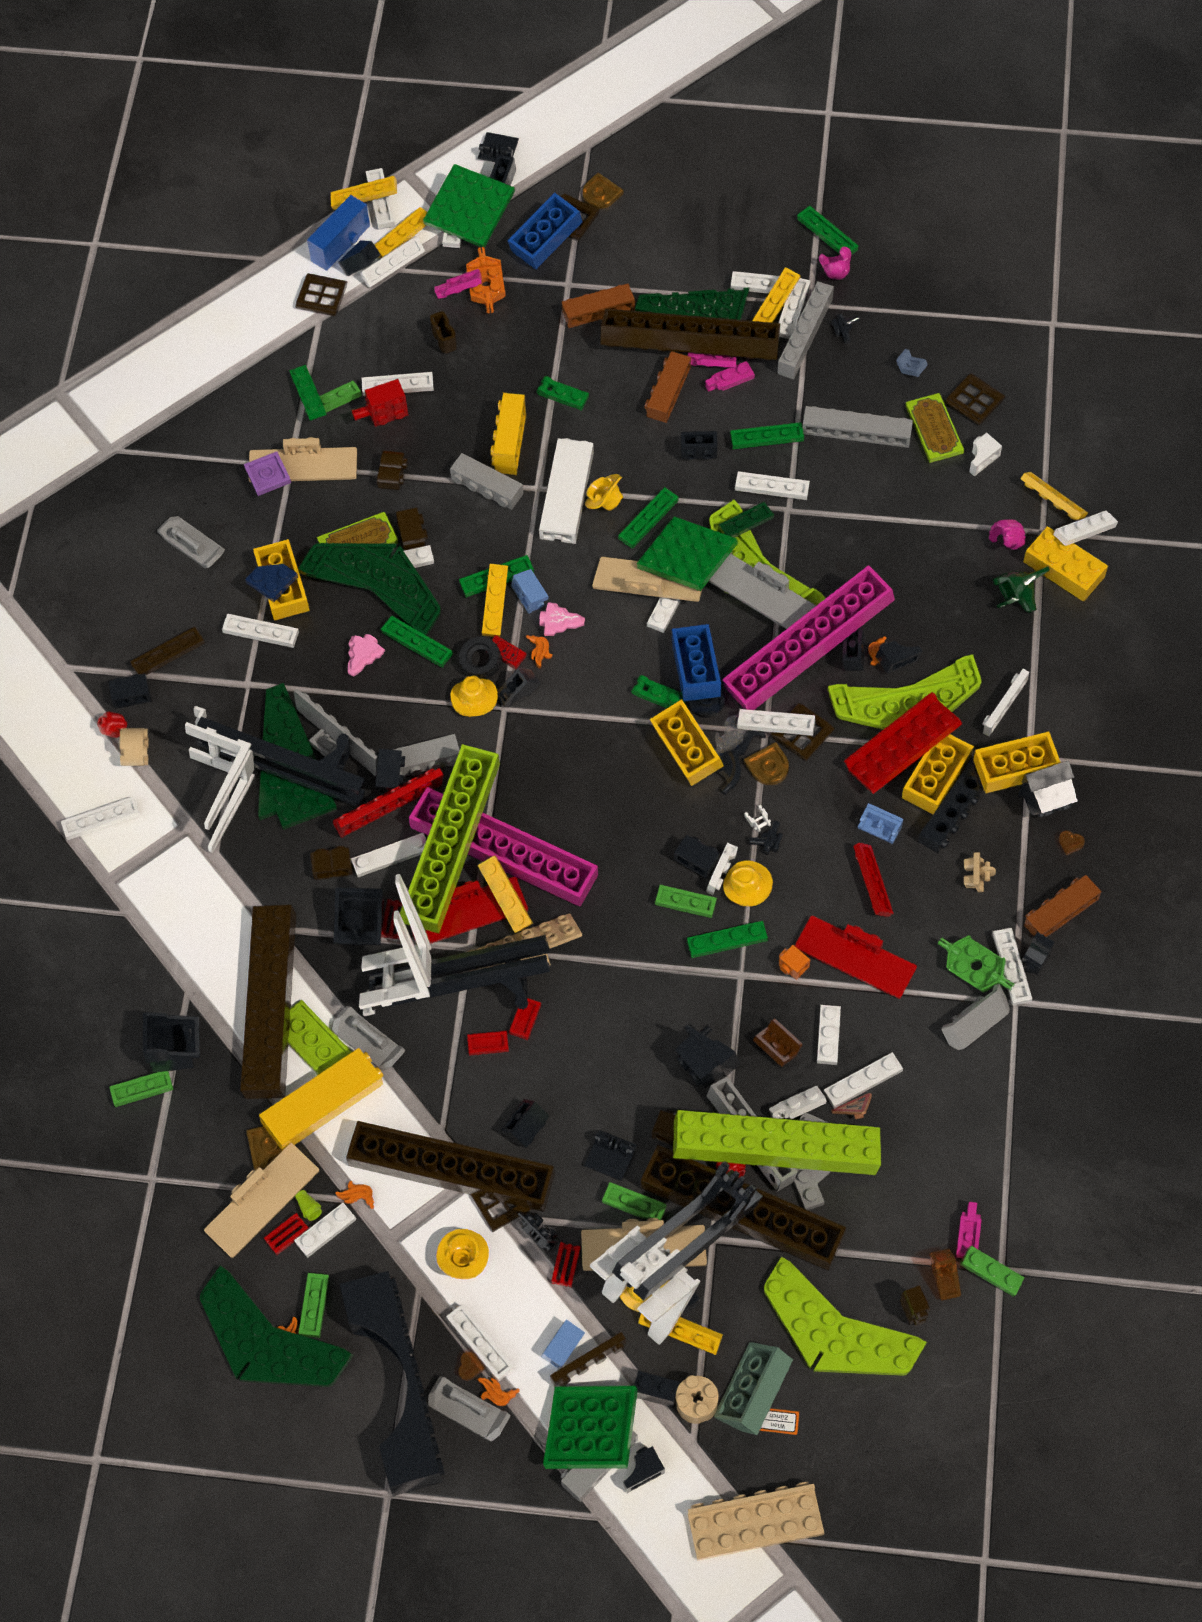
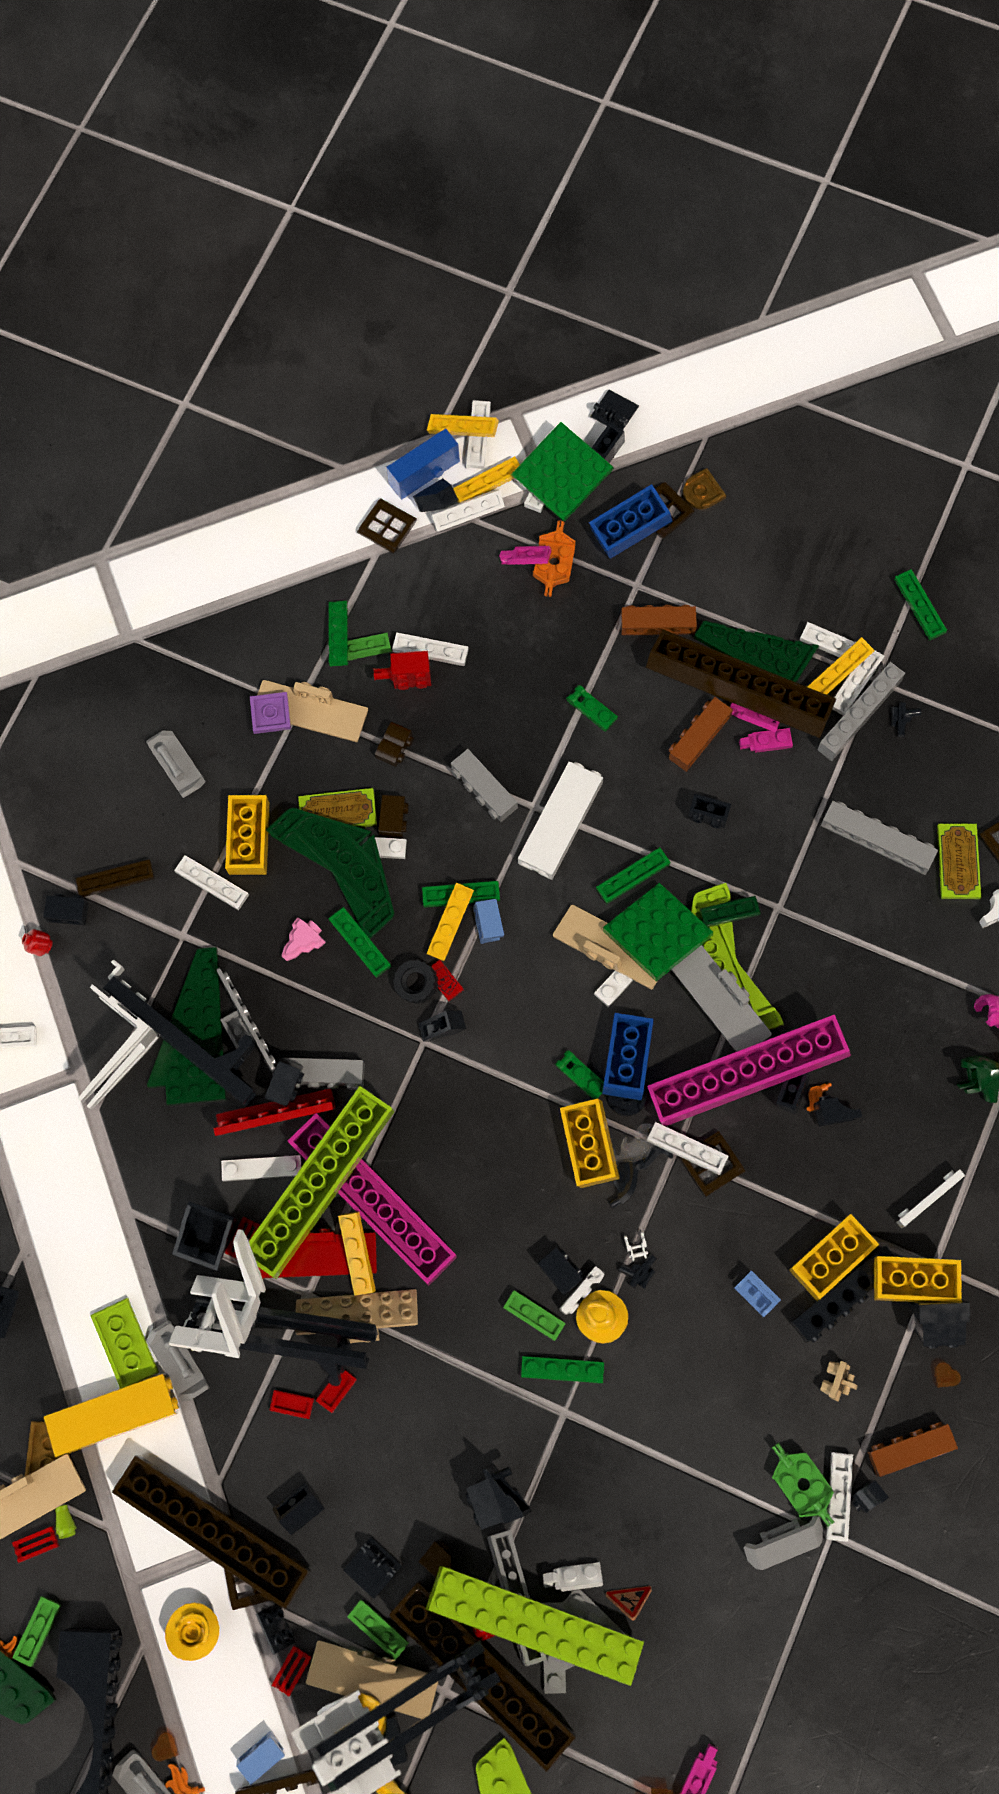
camera: 20 degrees right, 10 degrees up
(134, 746) = (49, 974): tan brick -> none
(268, 1002) = (93, 1293): dark brown brick -> none
(271, 580) = (235, 837): dark blue plate -> none
(325, 1230) = (73, 1553): white plate -> none
(331, 863) = (201, 1160): dark brown brick -> none
(355, 1193) = (116, 1523): orange piece -> none
(443, 332) = (492, 606): dark brown brick -> none
(474, 696) = (396, 1021): yellow hat -> none
(480, 1342) = (182, 1727): white plate -> none
(509, 433) = (522, 741): yellow brick -> none
(541, 649) = (480, 989): orange piece -> none
(558, 619) = (506, 962): bright pink rock -> none
(604, 493) = (596, 836): yellow hat -> none
(767, 435) = (783, 819): green plate -> none
(768, 765) = (666, 1189): pearl gold tile -> none
(772, 485) = (770, 877): white plate -> none
(778, 1043) = (575, 1504): reddish brown bracket -> none
(793, 962) = (619, 1419): orange brick -> none
(828, 1034) = (630, 1509): white plate -> none
(837, 266) = (917, 647): dark pink hair -> none
(856, 955) = (685, 1432): red bracket -> none
(863, 1080) = (648, 1571): white plate -> none
(873, 880) = (729, 1354): red plate -> none
(884, 705) = (844, 1170): lime wing -> none
(902, 743) = (808, 1216): red bracket -> none
(910, 365) = (957, 783): sand blue bracket -> none

